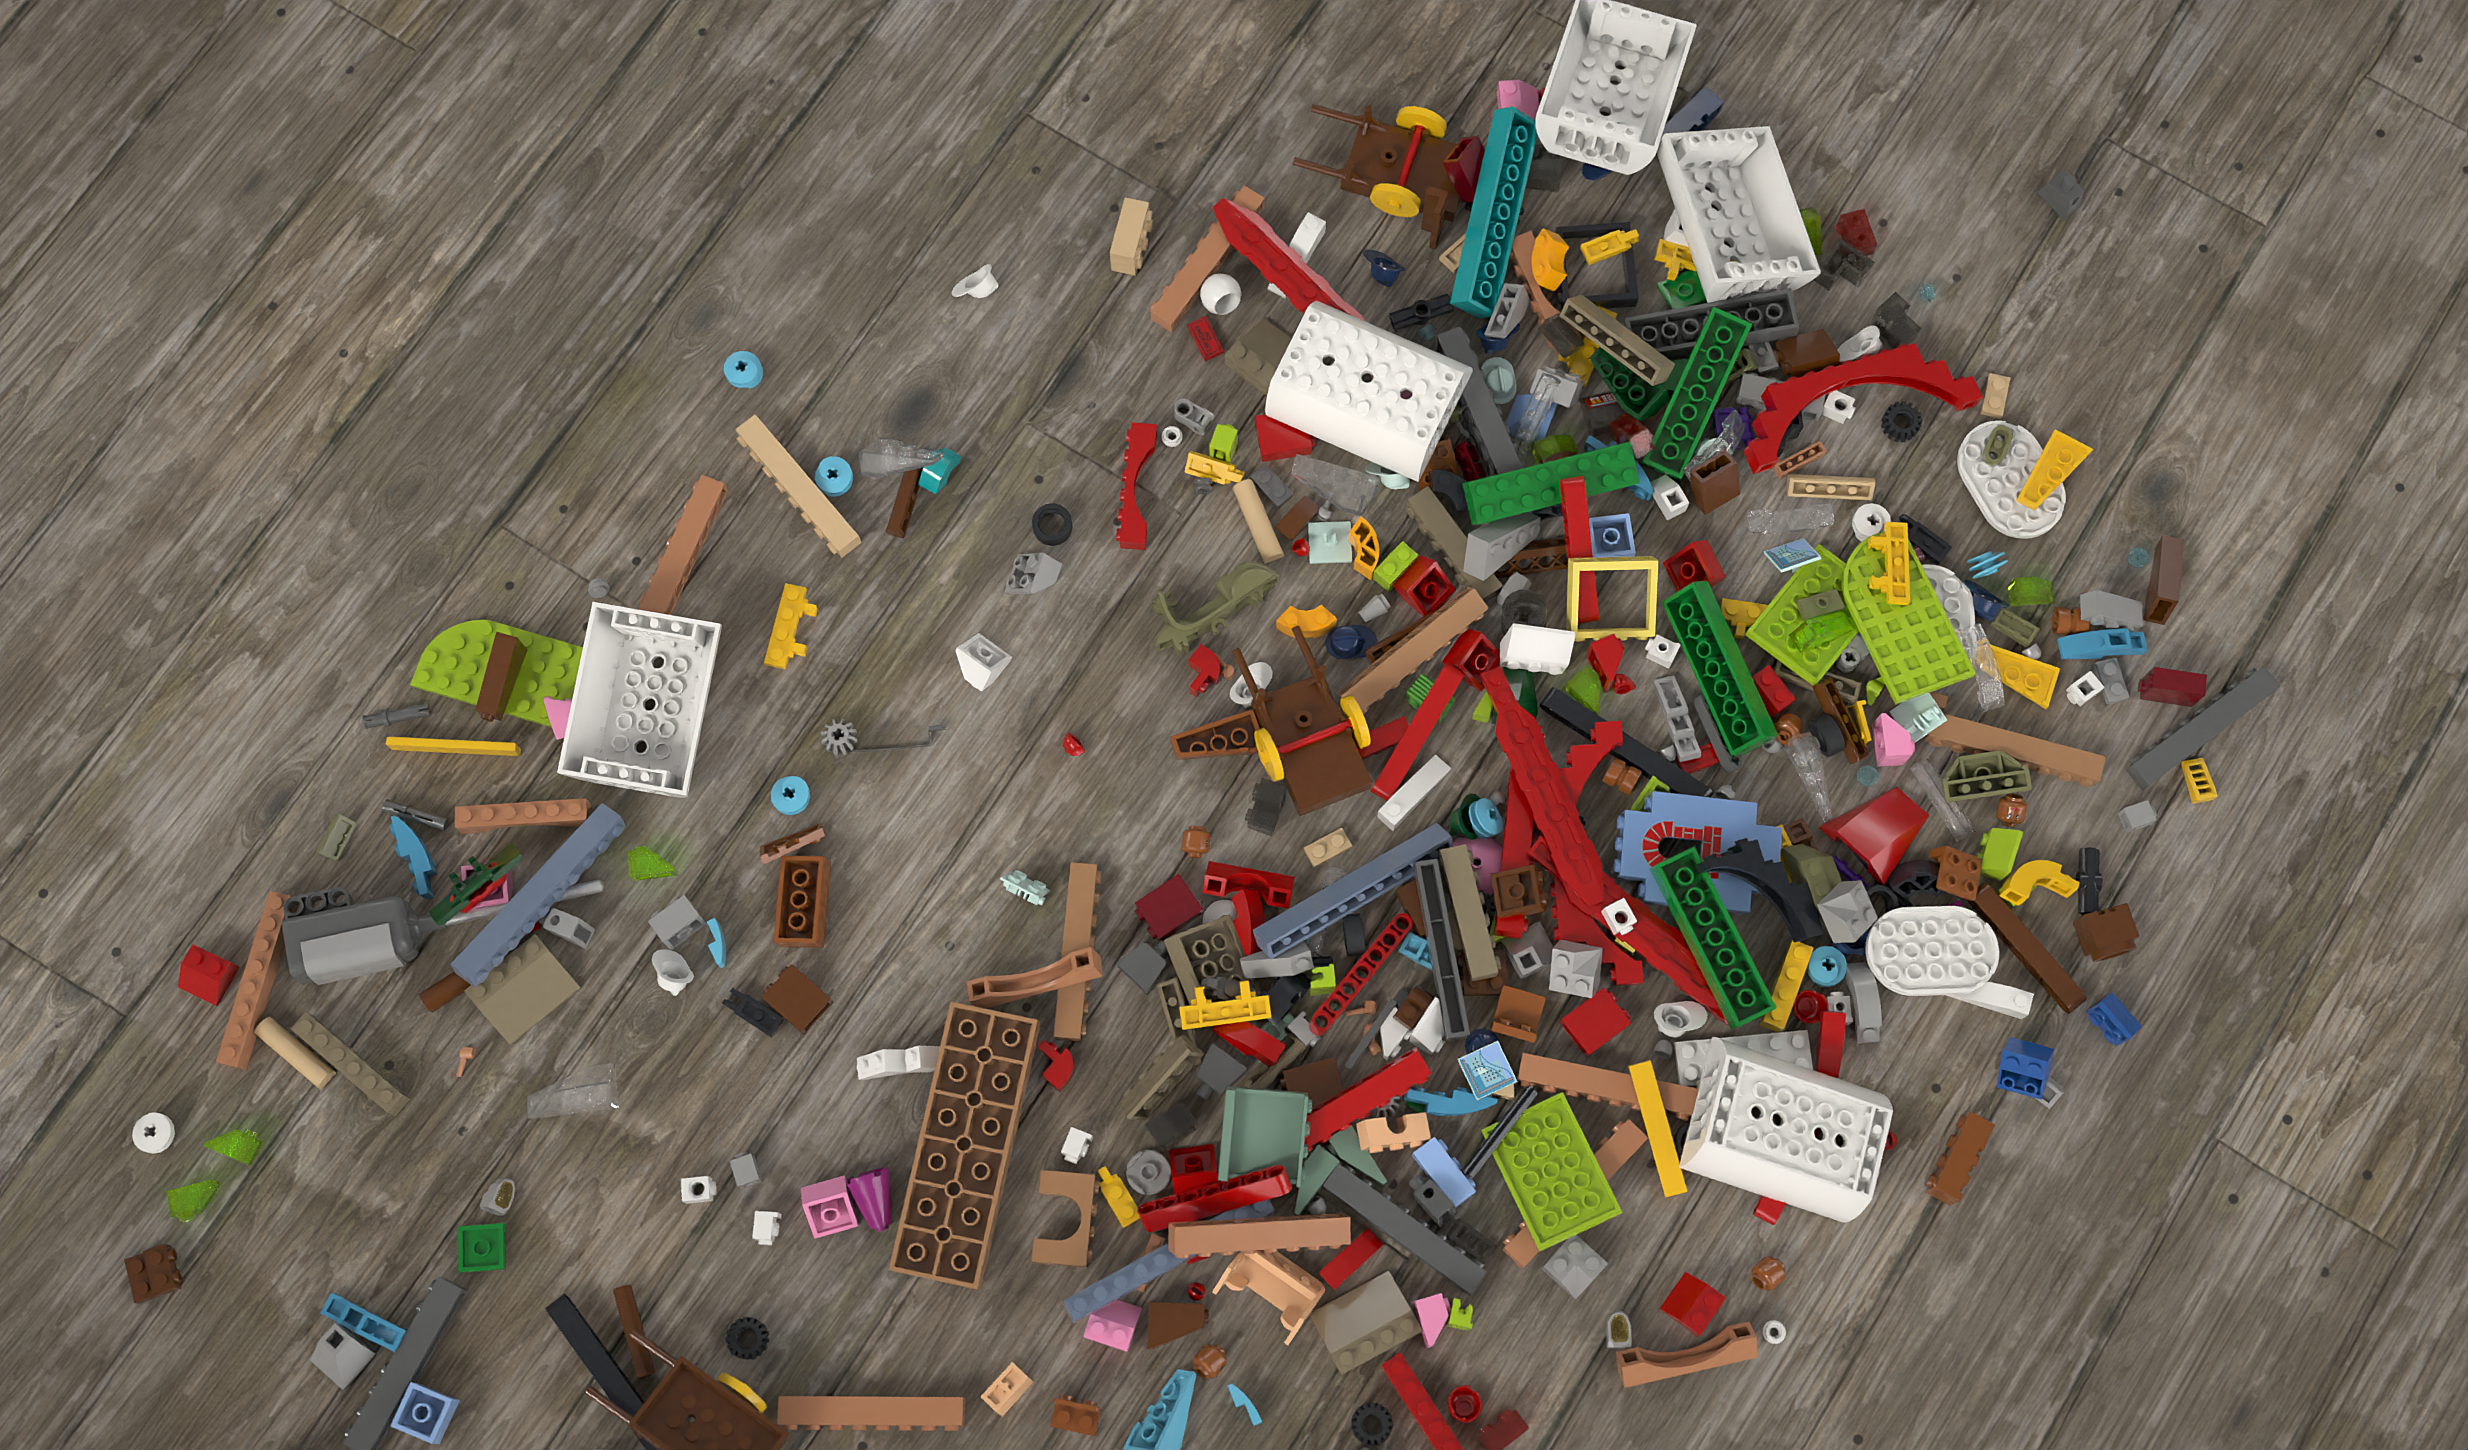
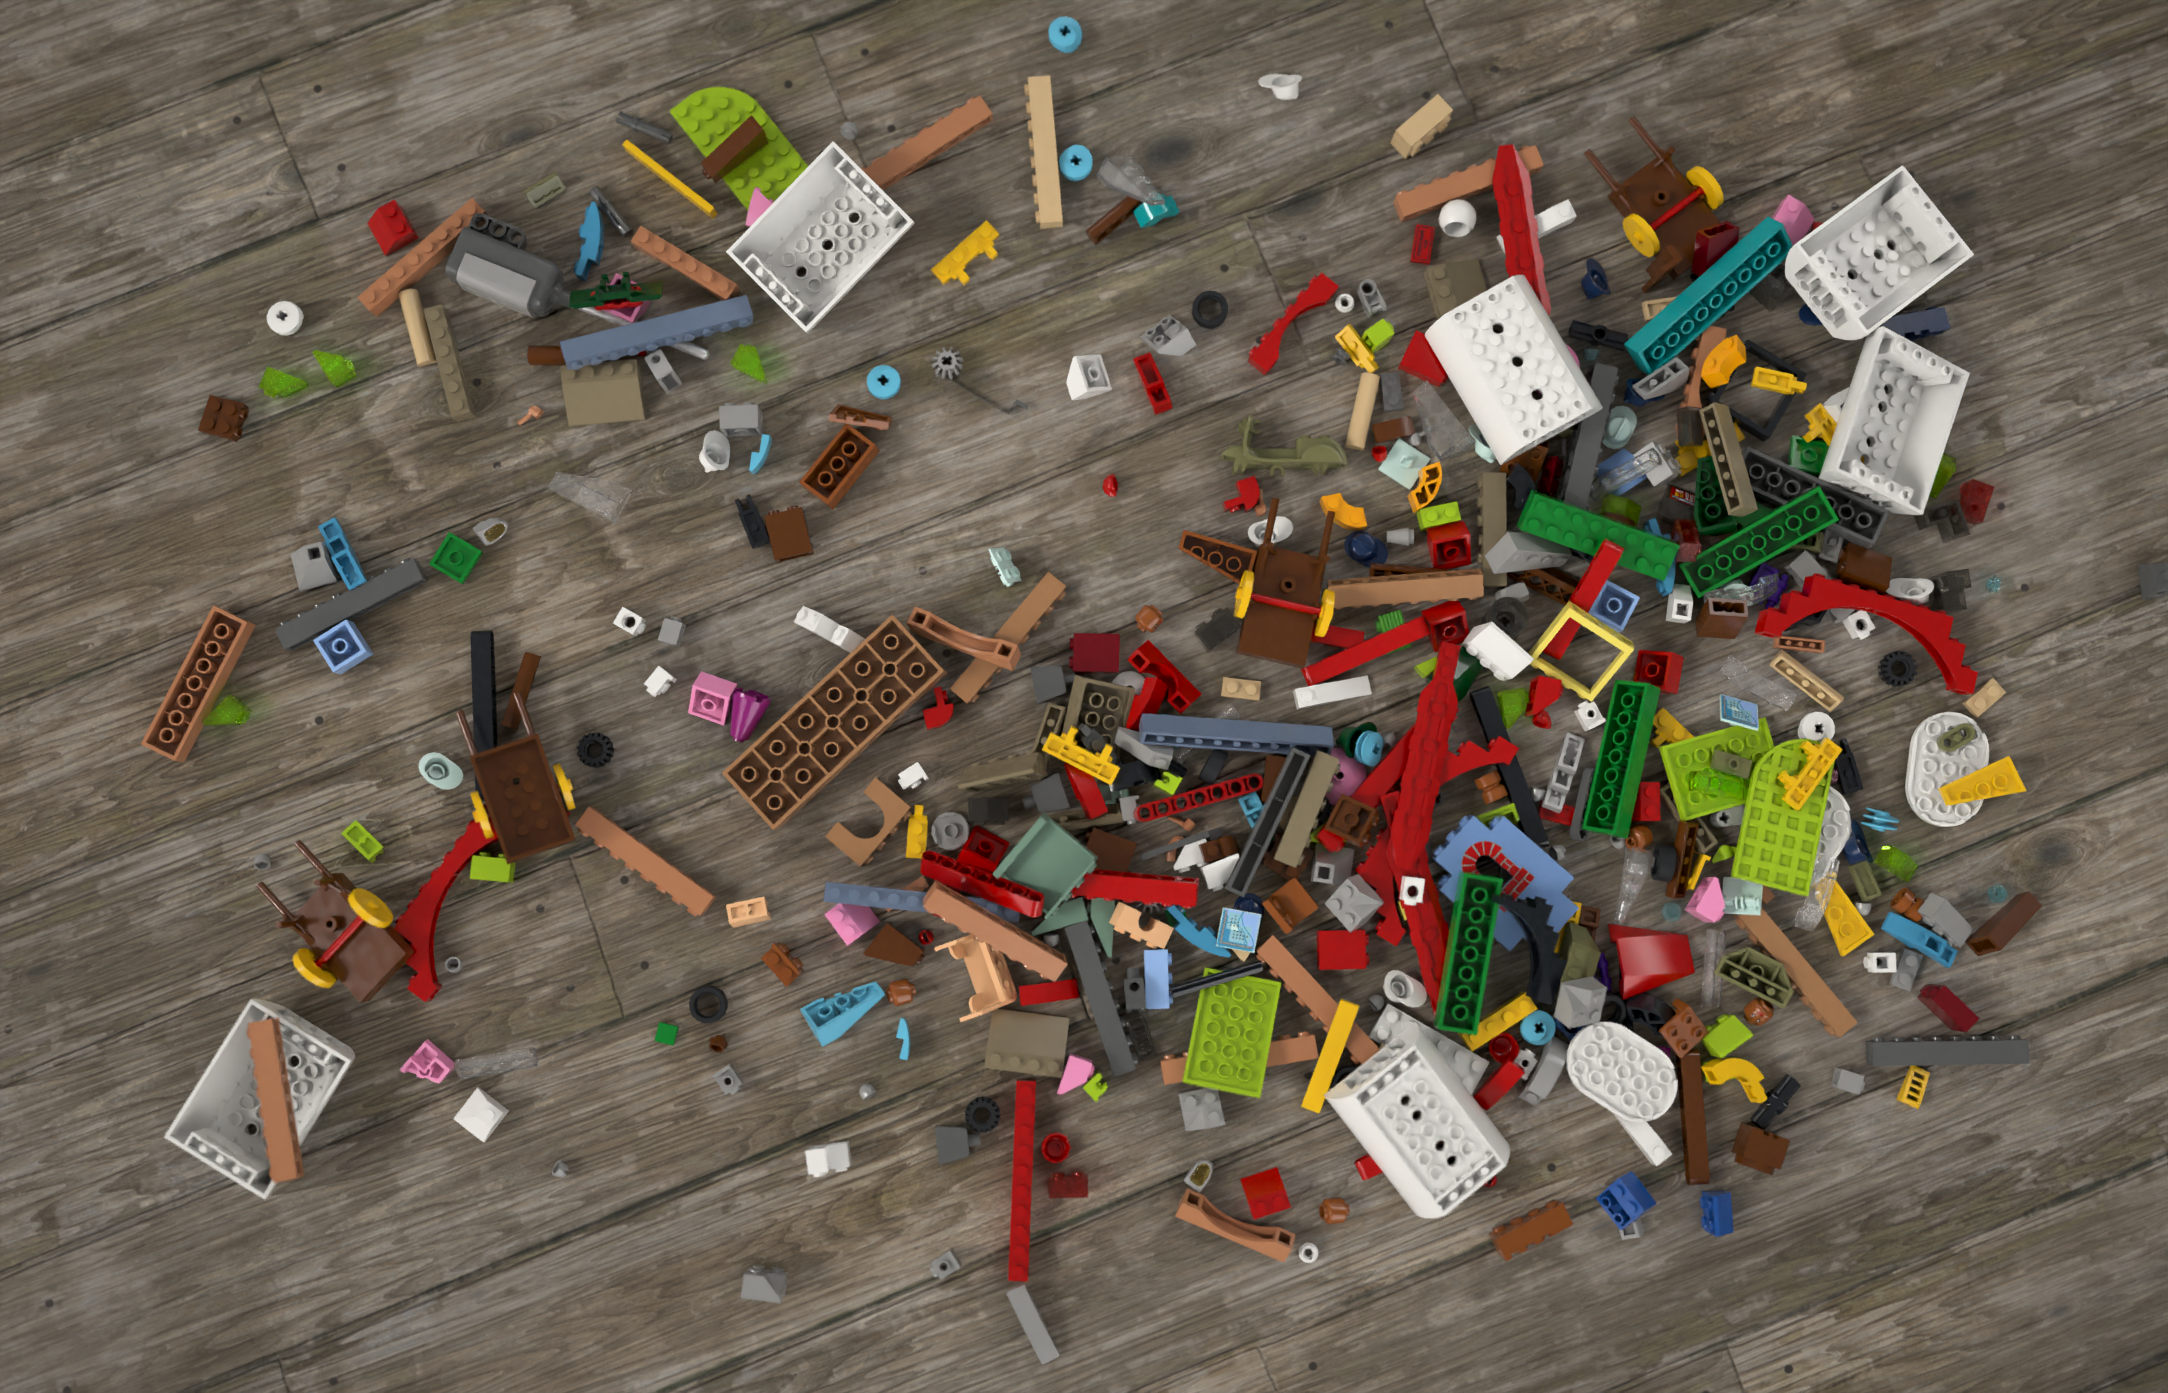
camera: 30 degrees right, 10 degrees up
(1046, 626) = (1152, 383): none -> red slope

